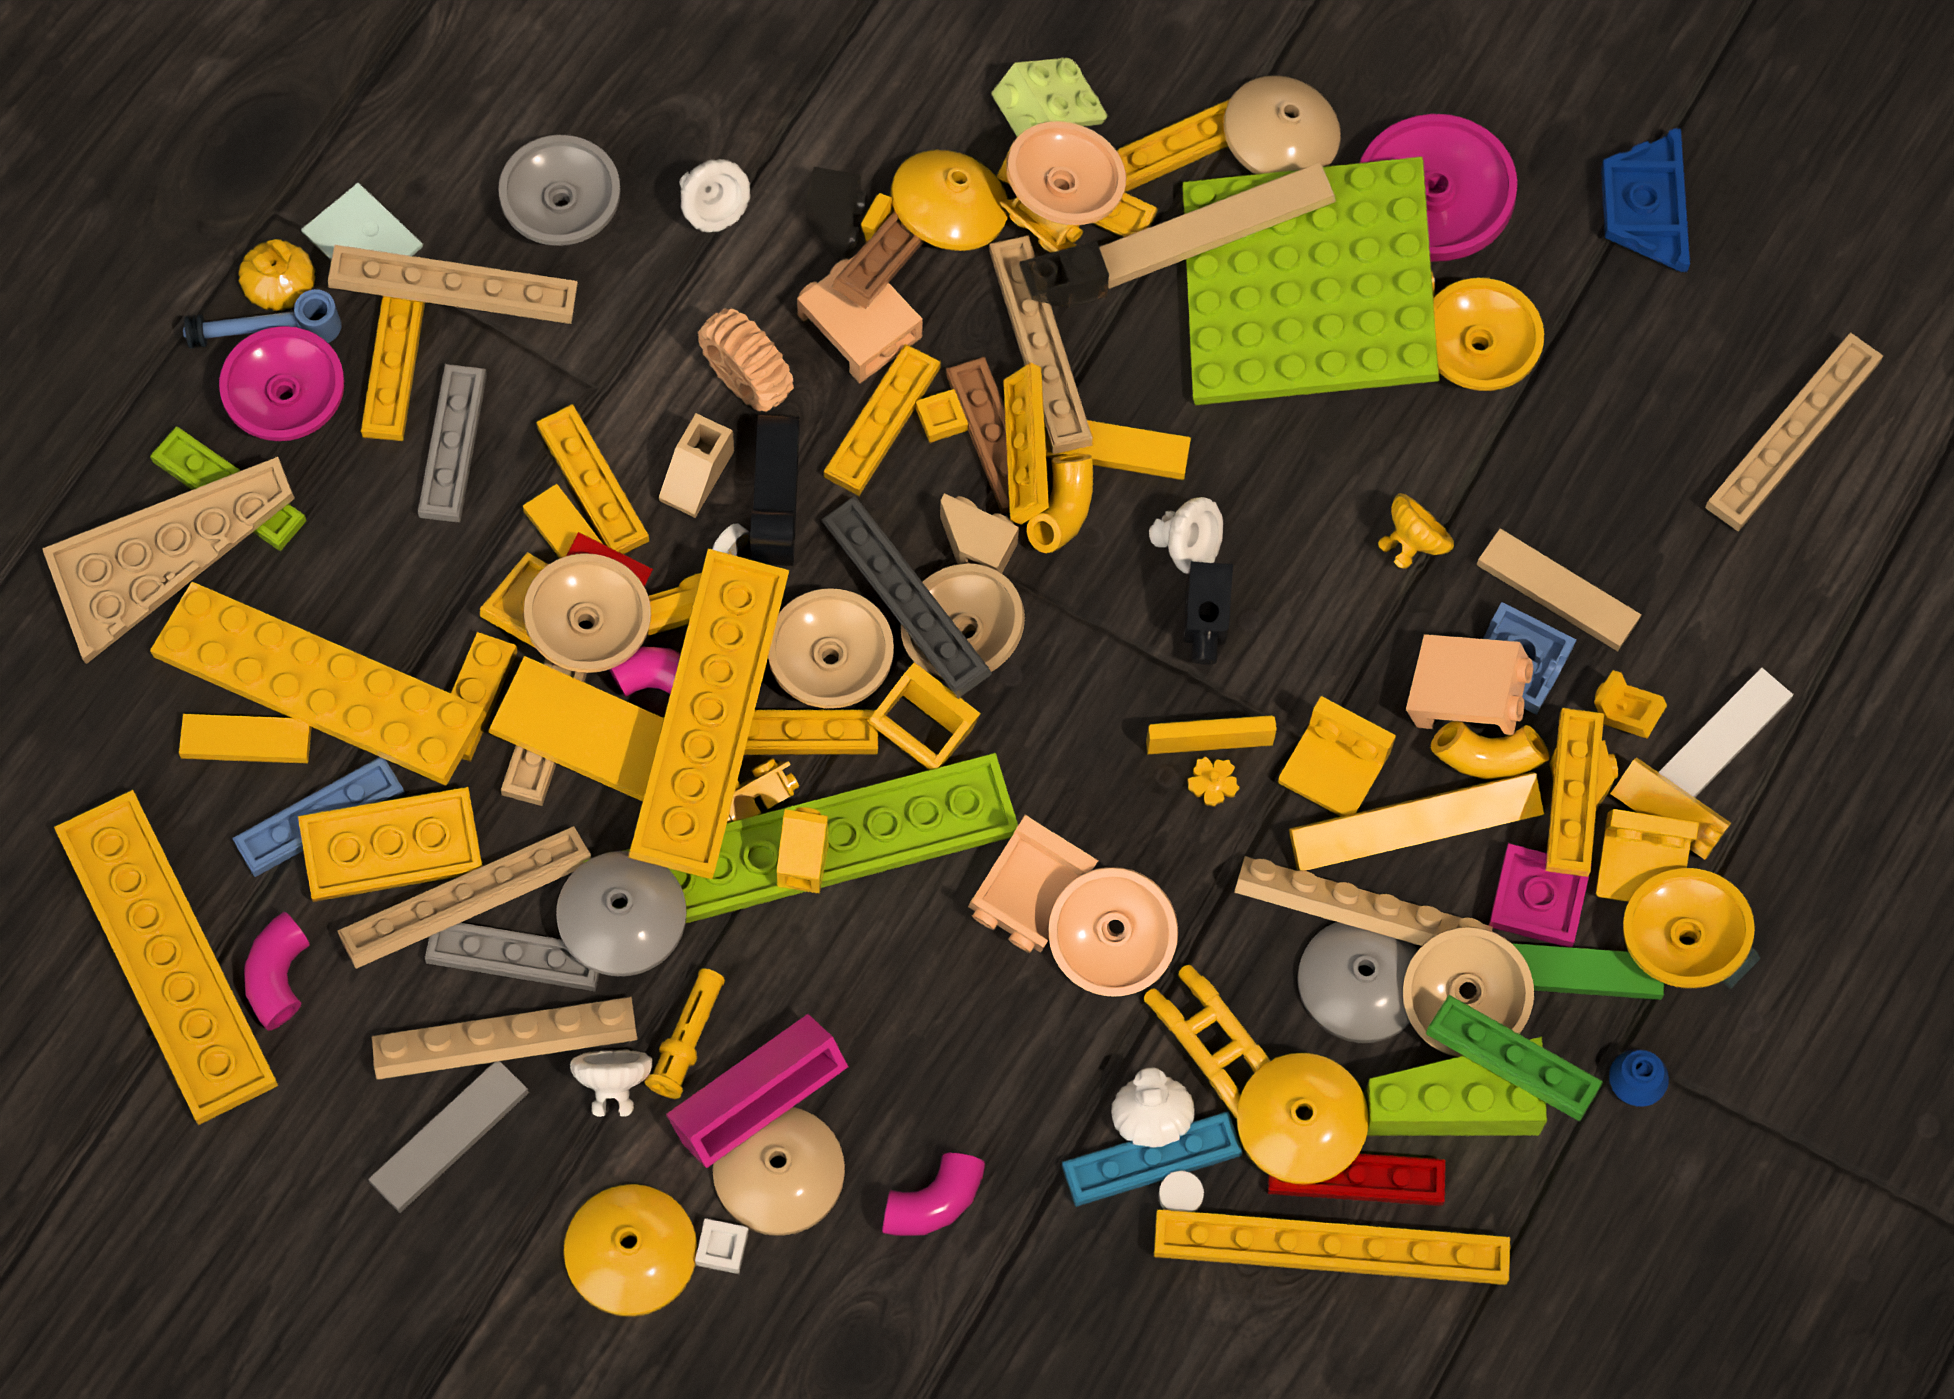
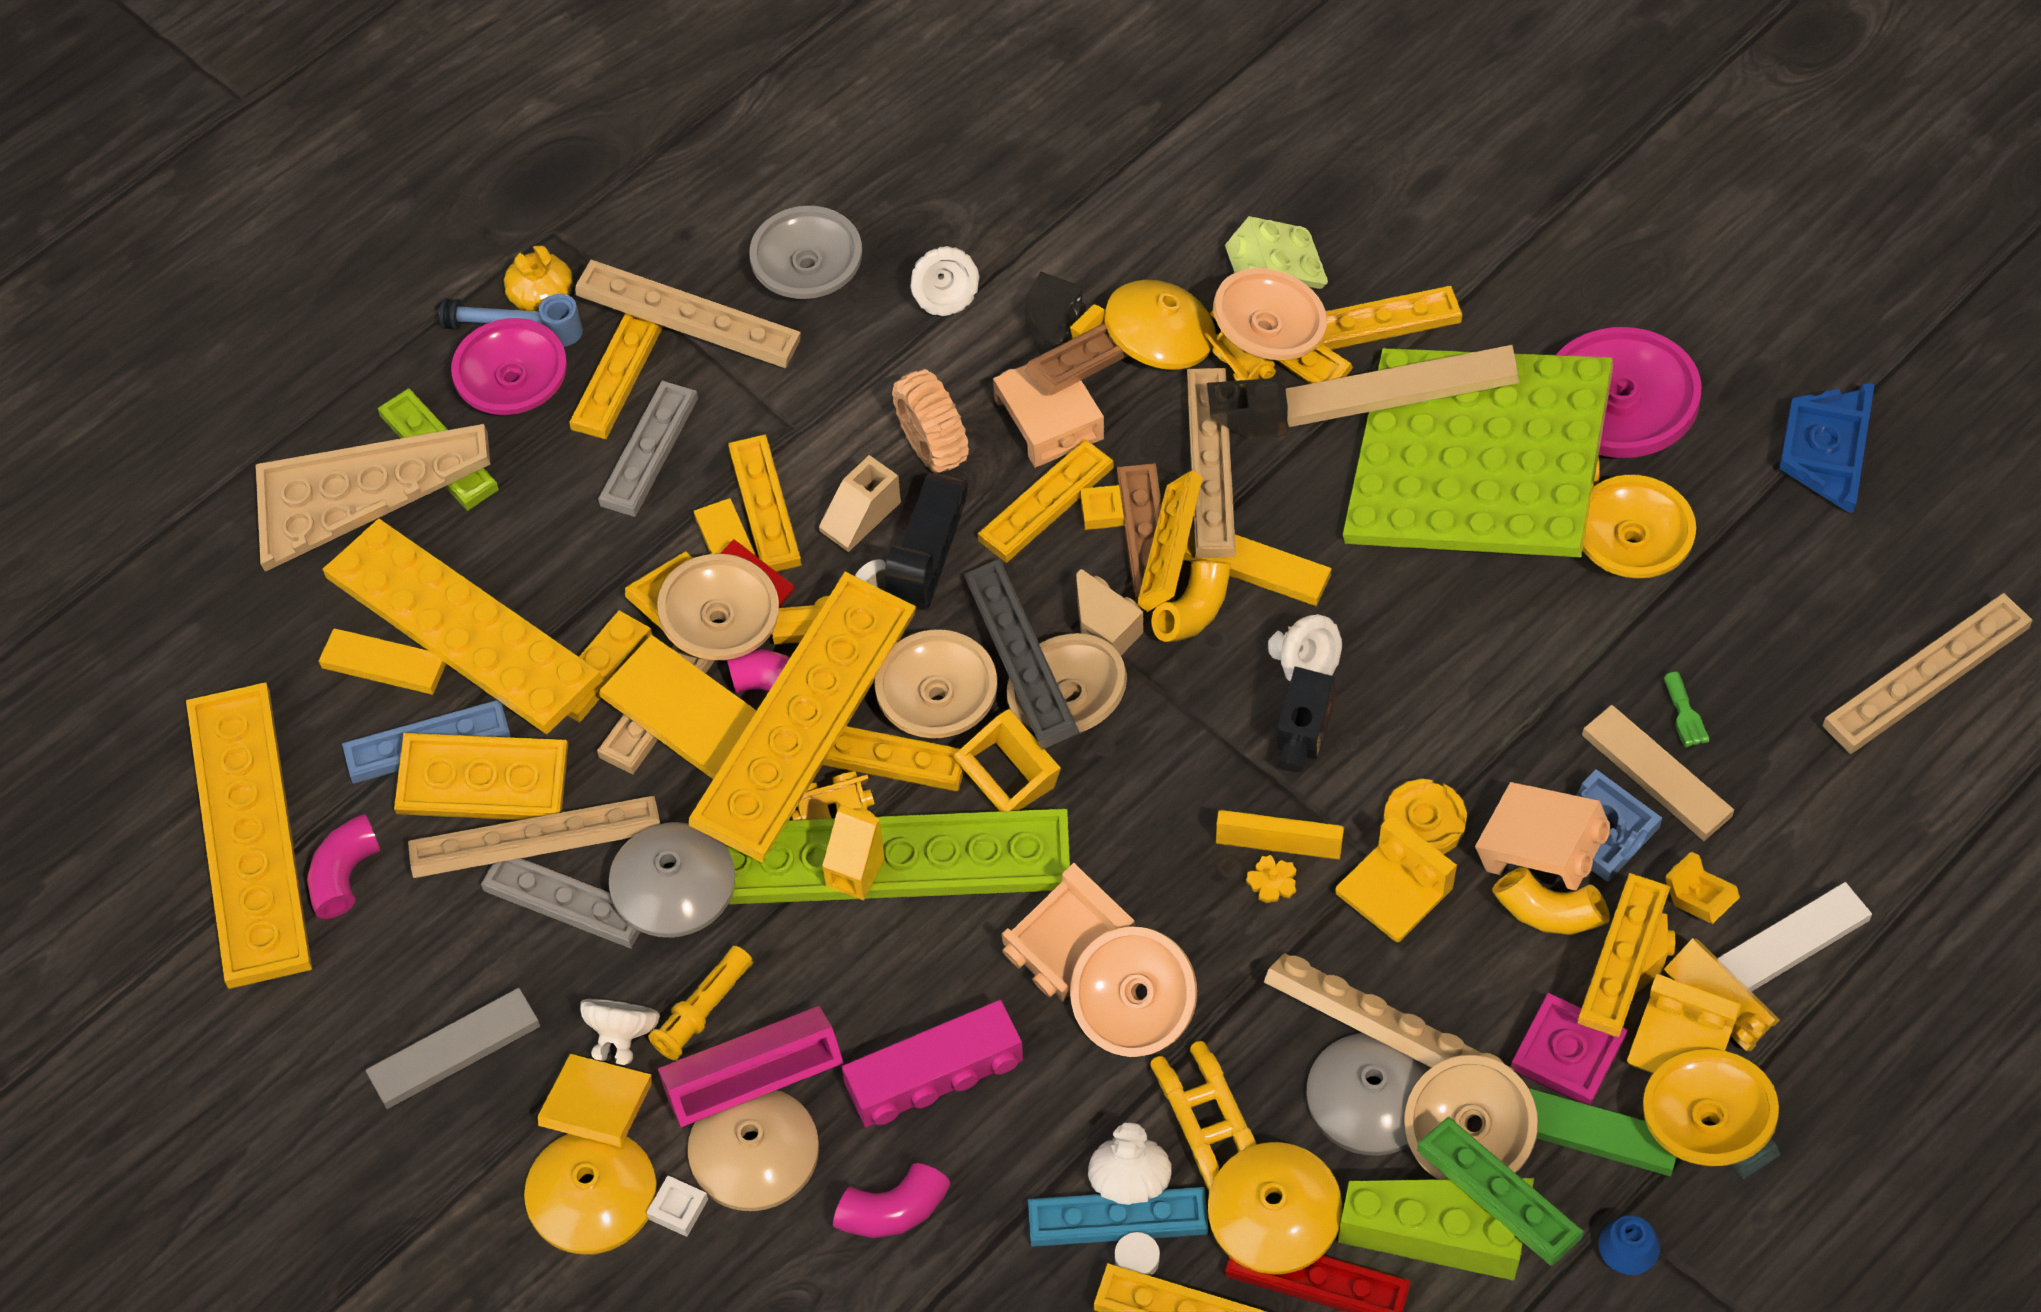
camera: 20 degrees right, 10 degrees down
(361, 223) = (625, 250): light aqua piece -> none
(504, 1038) = (531, 969): tan plate -> none
(610, 1159) = (595, 1100): none -> yellow tile
(934, 1047) = (933, 1064): none -> dark pink brick
(1270, 140) = (1487, 313): tan dish -> none
(1347, 678) = (1430, 811): none -> yellow tile
(1415, 531) = (1524, 690): yellow hair -> none
(1416, 821) = (1462, 955): yellow tile -> none
(1576, 529) = (1688, 722): none -> bright green piece

